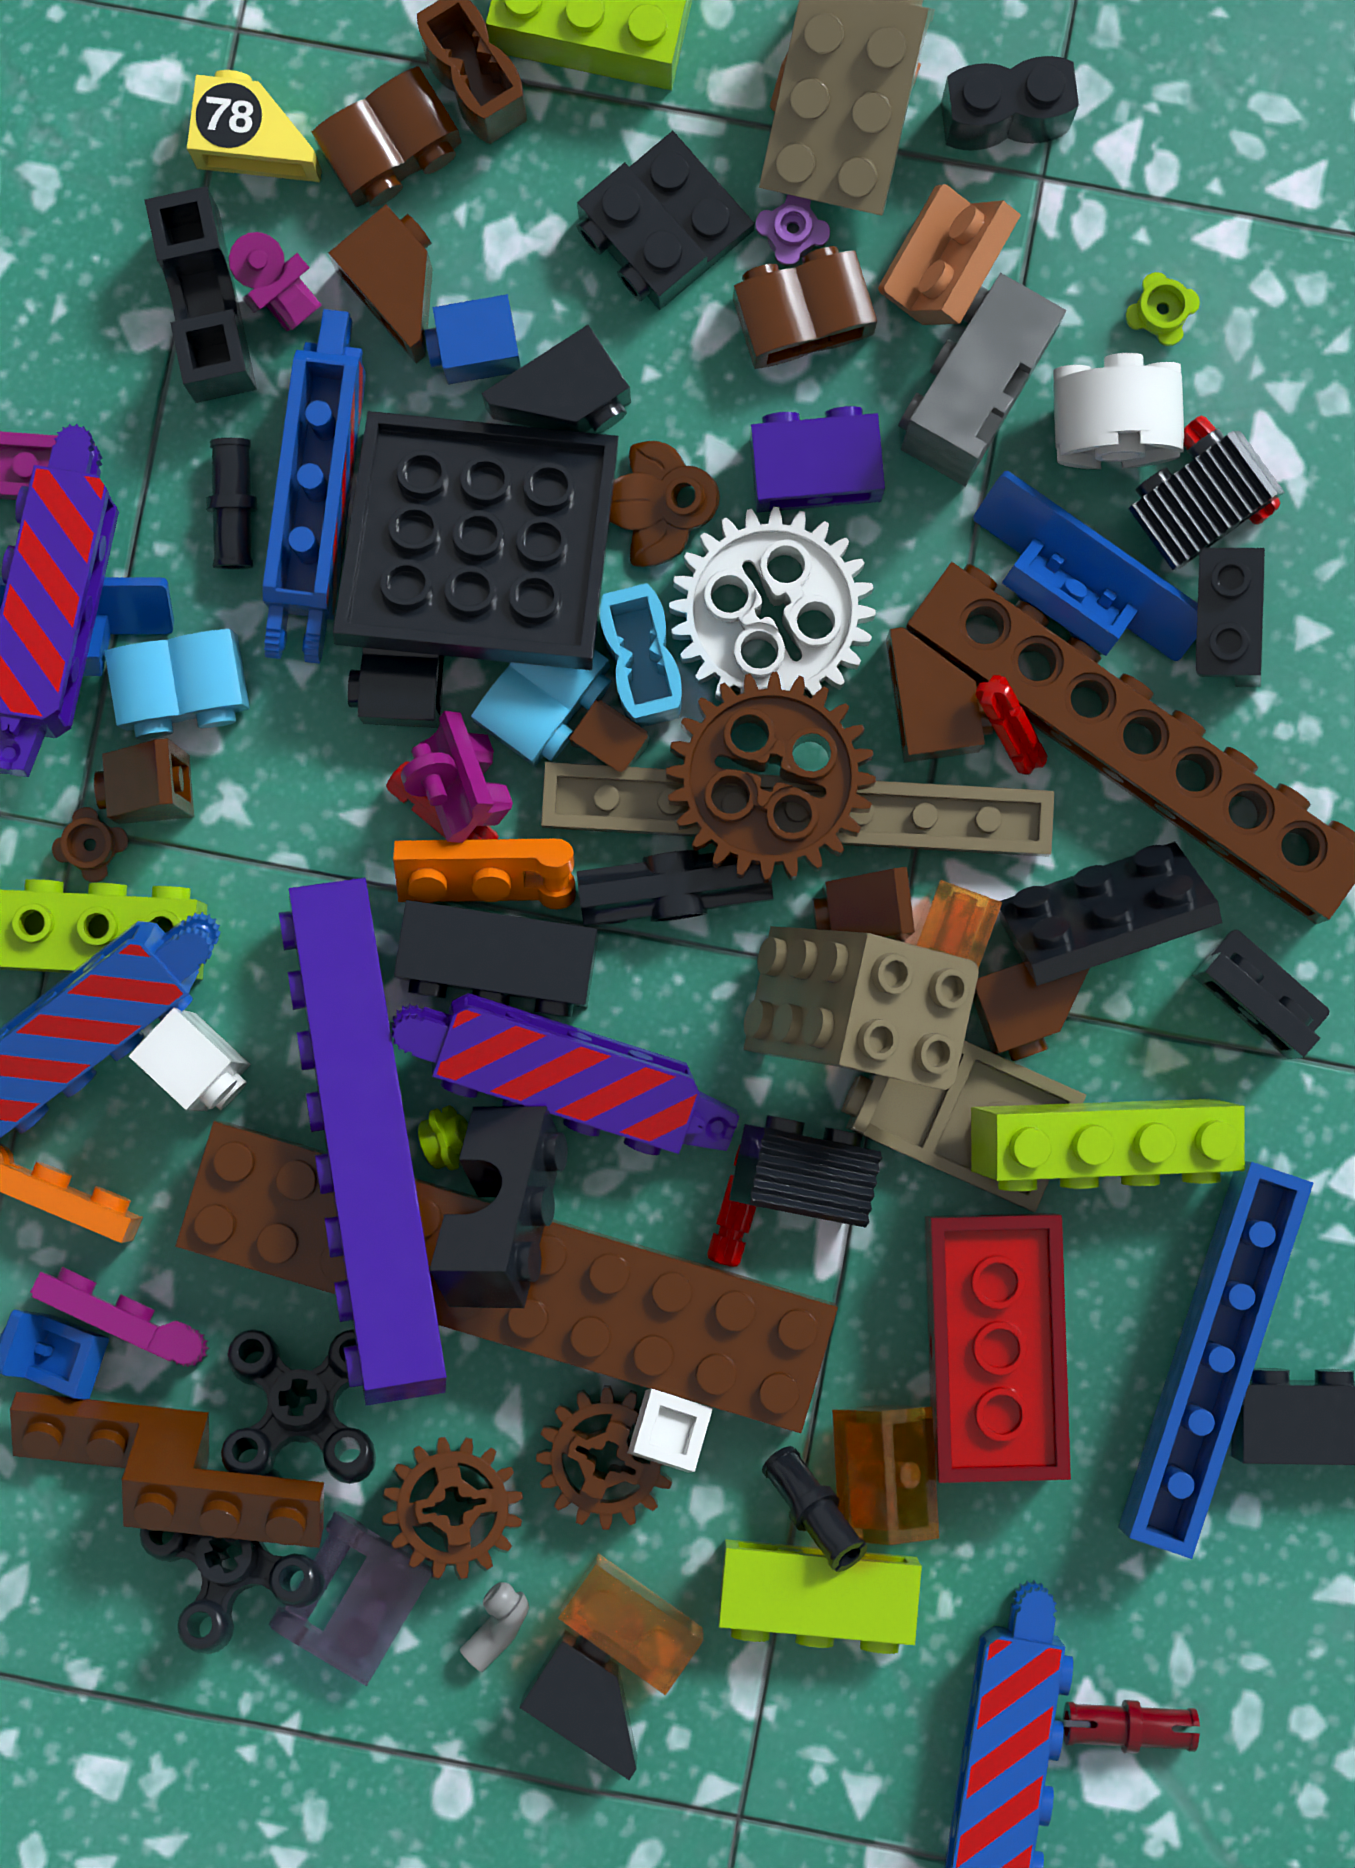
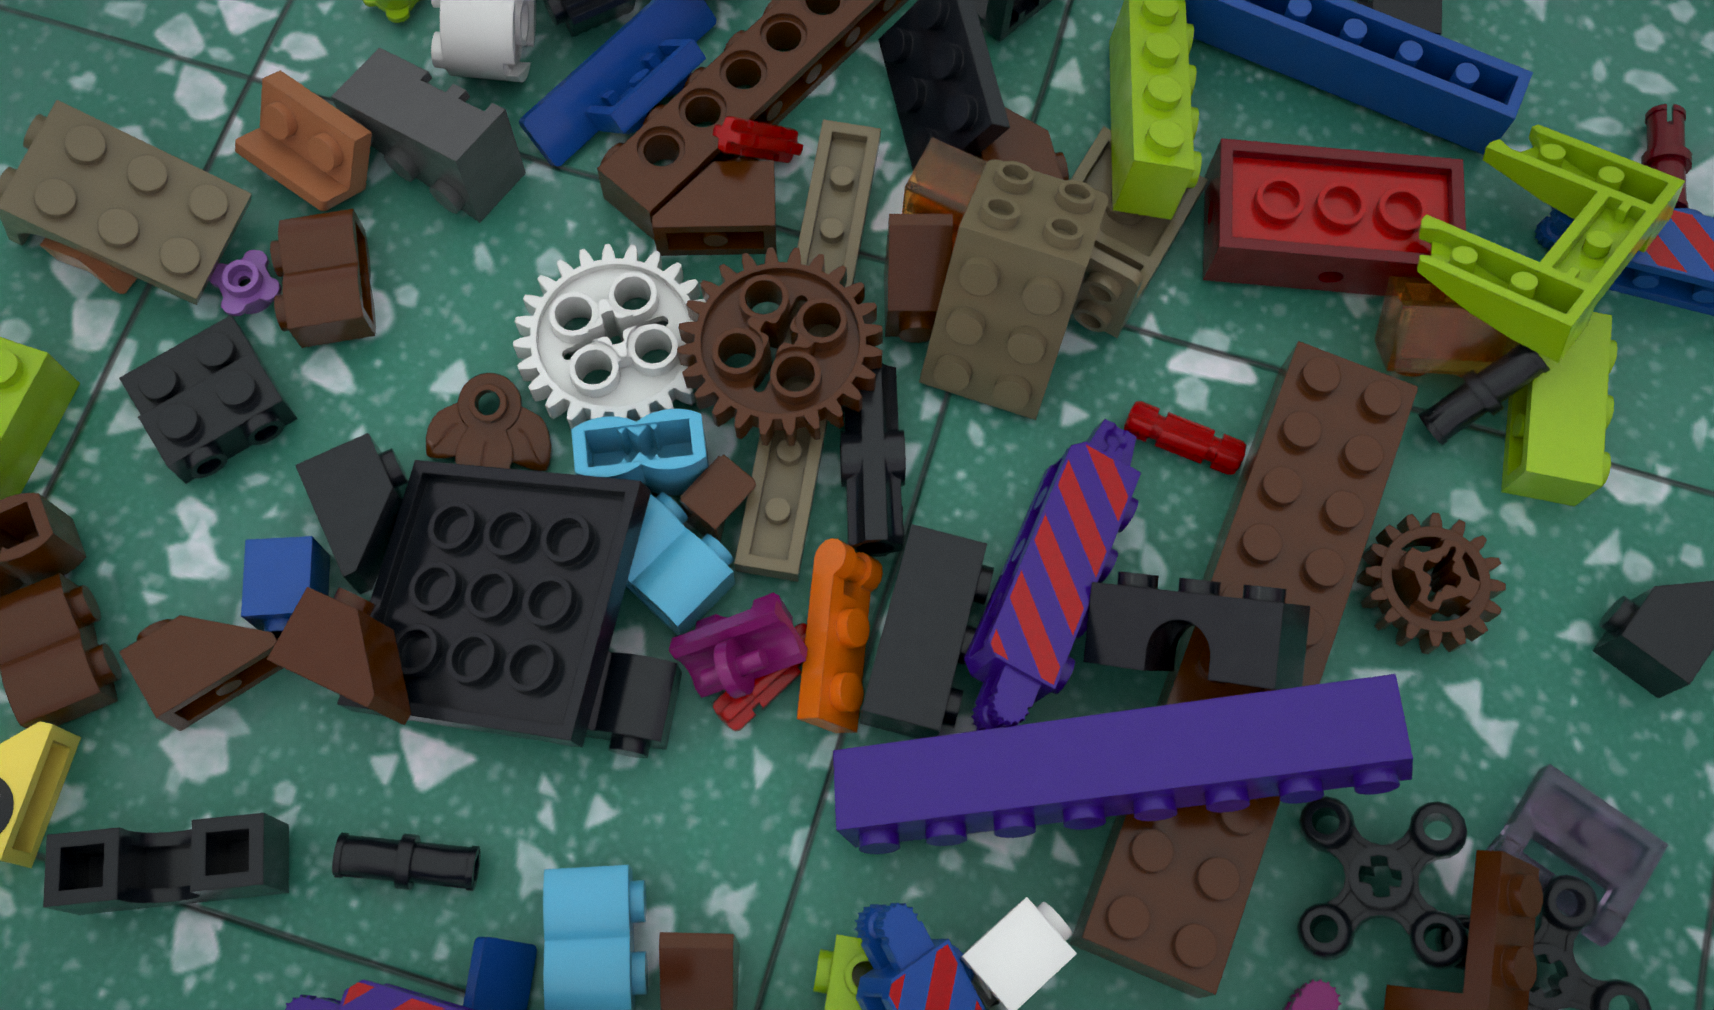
camera: 90 degrees left, 15 degrees down
(260, 265) = (181, 775): magenta hips -> none
(314, 486) = (406, 762): blue hinge -> none
(404, 412) = (345, 651): none -> reddish brown slope
(443, 1137) = (1106, 698): lime plate -> none
(448, 1479) = (1503, 716): reddish brown gear -> none
(499, 1631) = (1588, 698): light grey arm -> none
(631, 1624) = (1595, 575): clear orange brick -> none
(670, 1430) = (1415, 506): white plate -> none
(806, 1174) = (1165, 364): black brick -> none
(817, 460) = (476, 283): dark purple brick -> none
(1022, 103) = (172, 81): black brick -> none
(1022, 1649) = (1550, 302): none -> lime wedge

